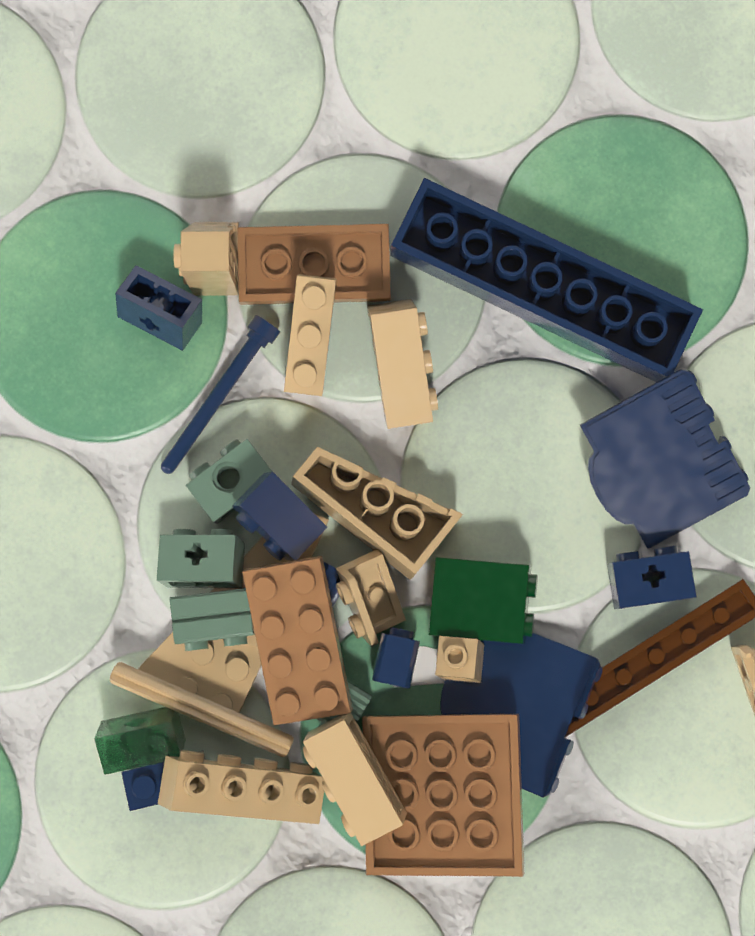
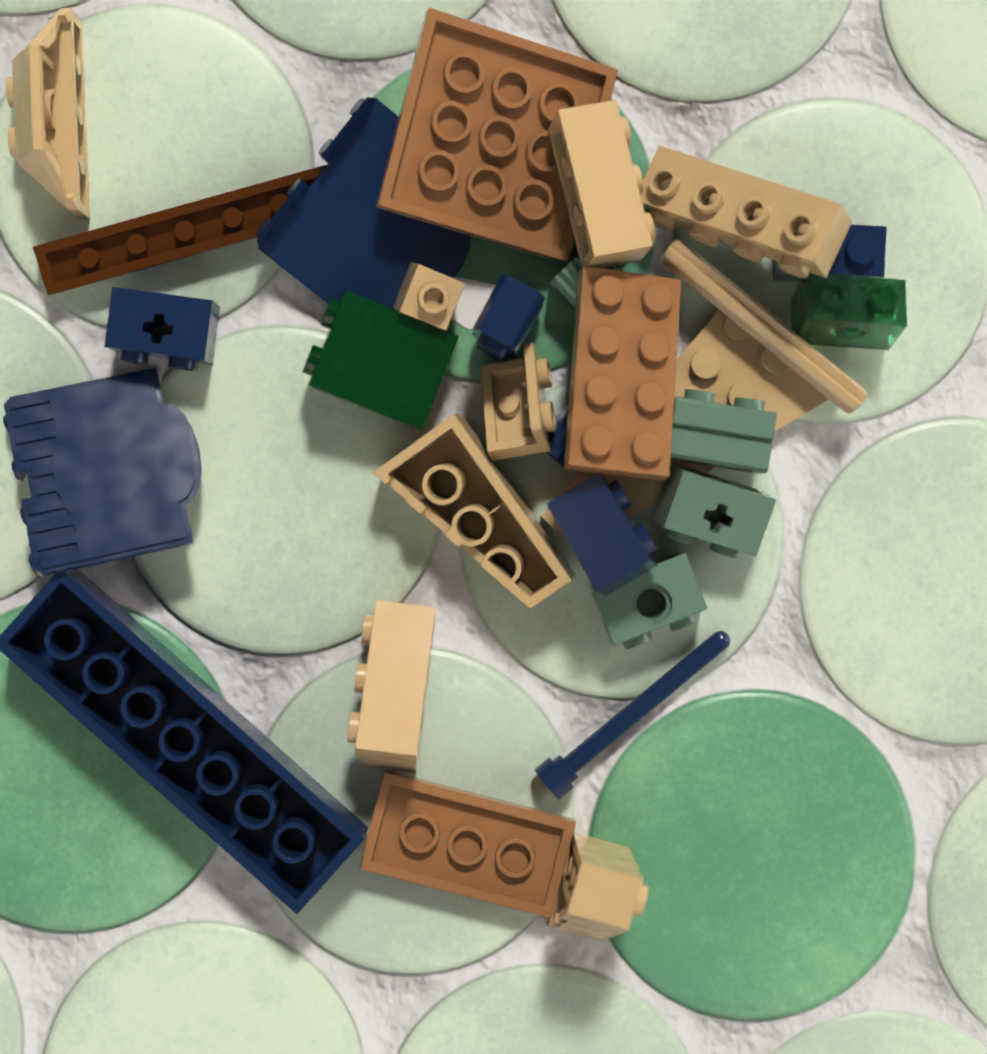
camera: 160 degrees left, 5 degrees up
(159, 307) = (678, 843): dark blue brick -> none
(310, 334) = (498, 754): tan brick -> none

